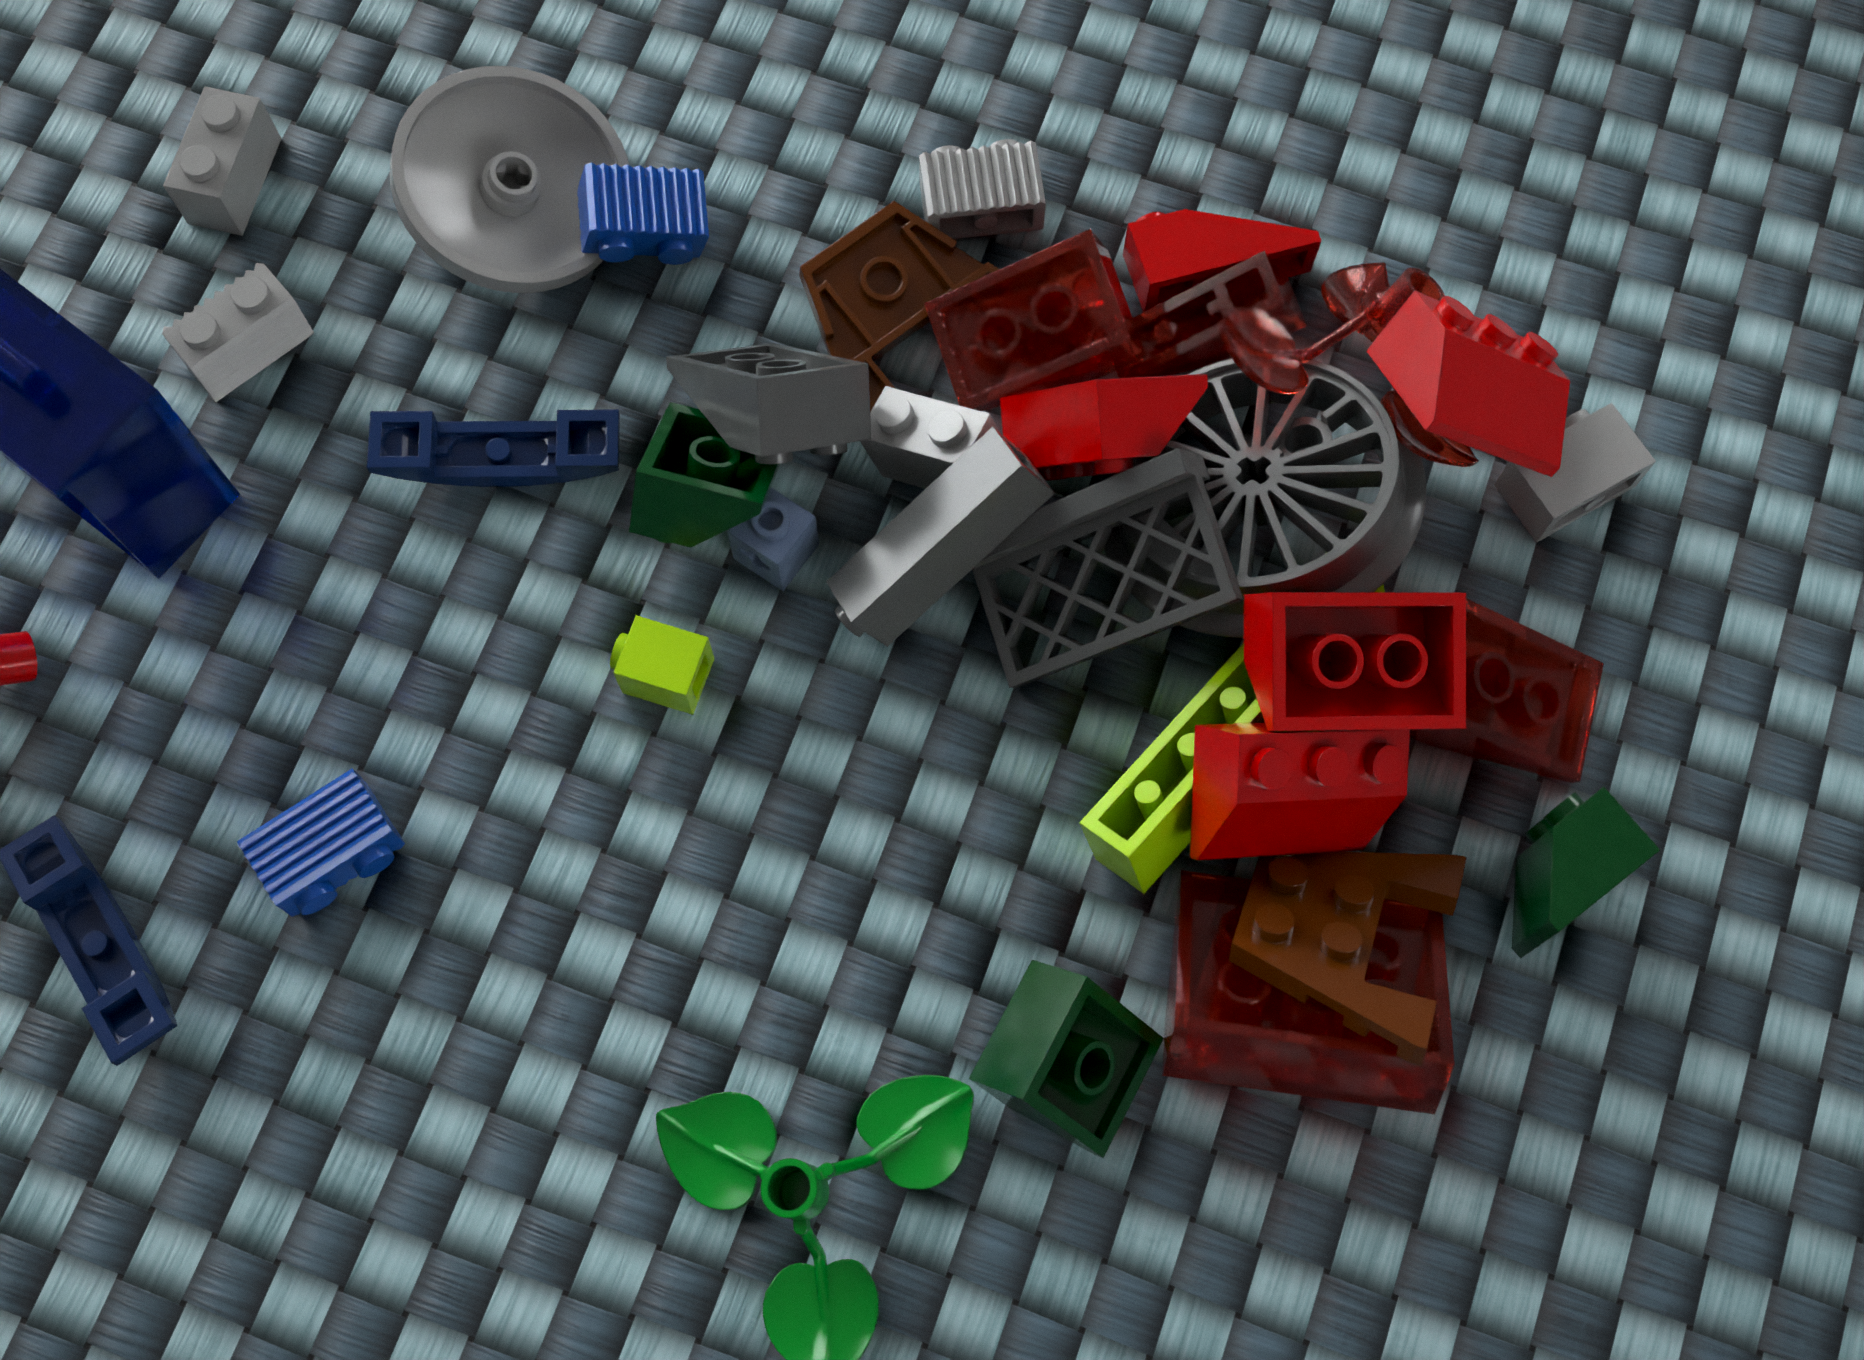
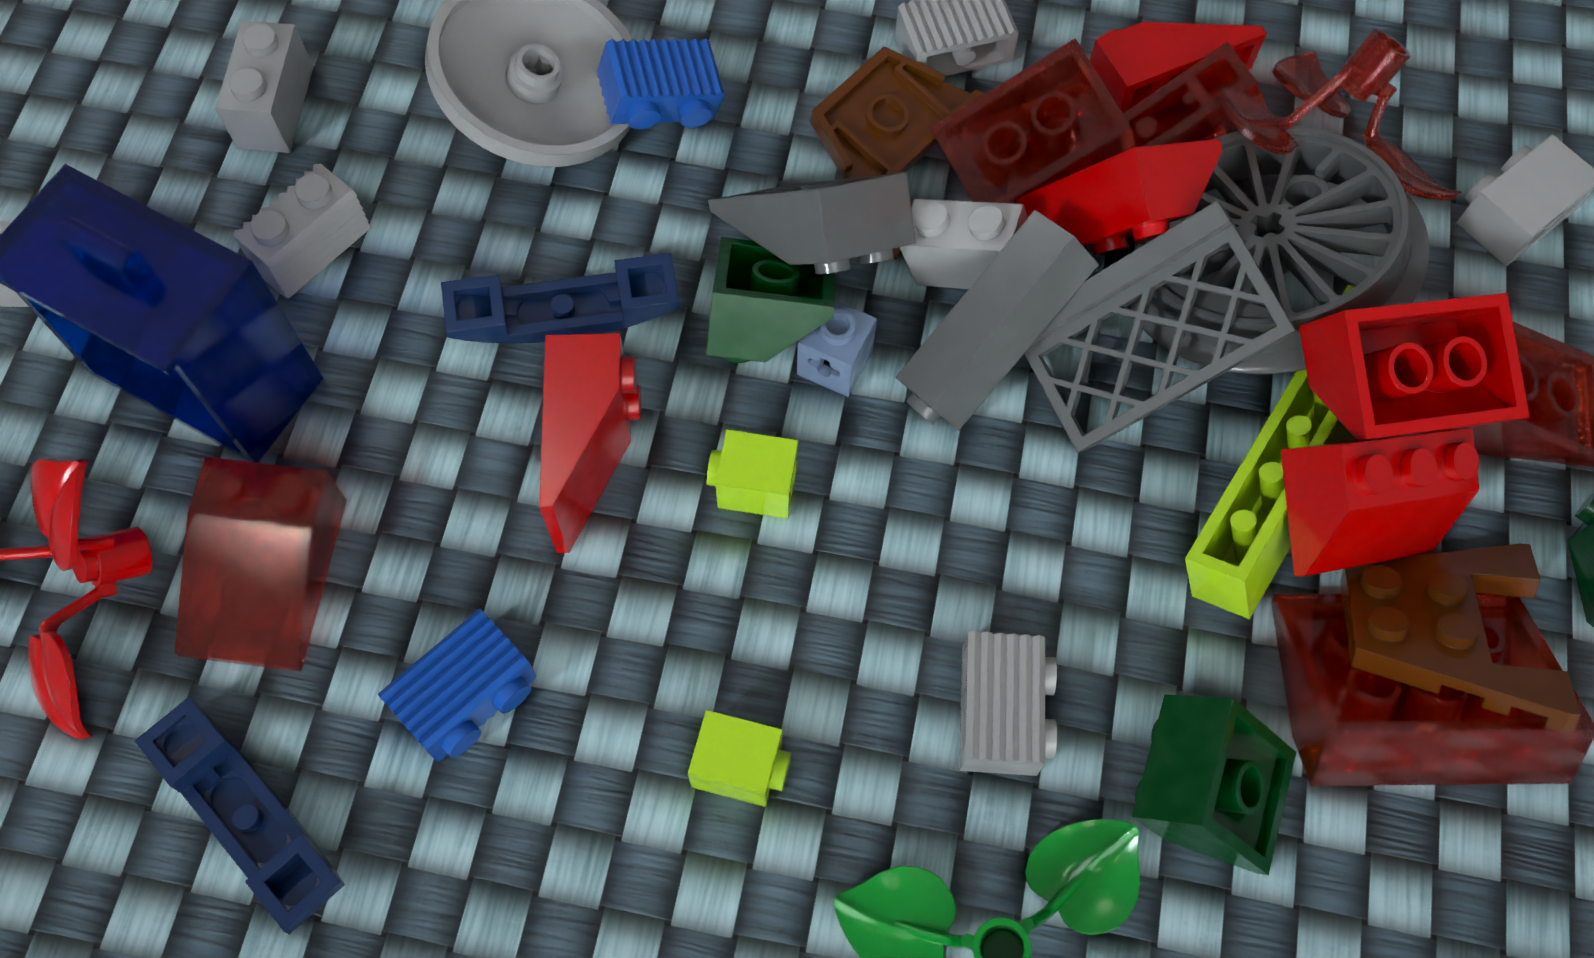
camera: 10 degrees left, 5 degrees down
(140, 685) = (255, 562): none -> clear red slope
(486, 596) = (585, 427): none -> red slope
(587, 959) = (738, 759): none -> lime brick
(868, 944) = (1005, 704): none -> light grey brick
(1476, 380) = (1449, 115): red slope -> none

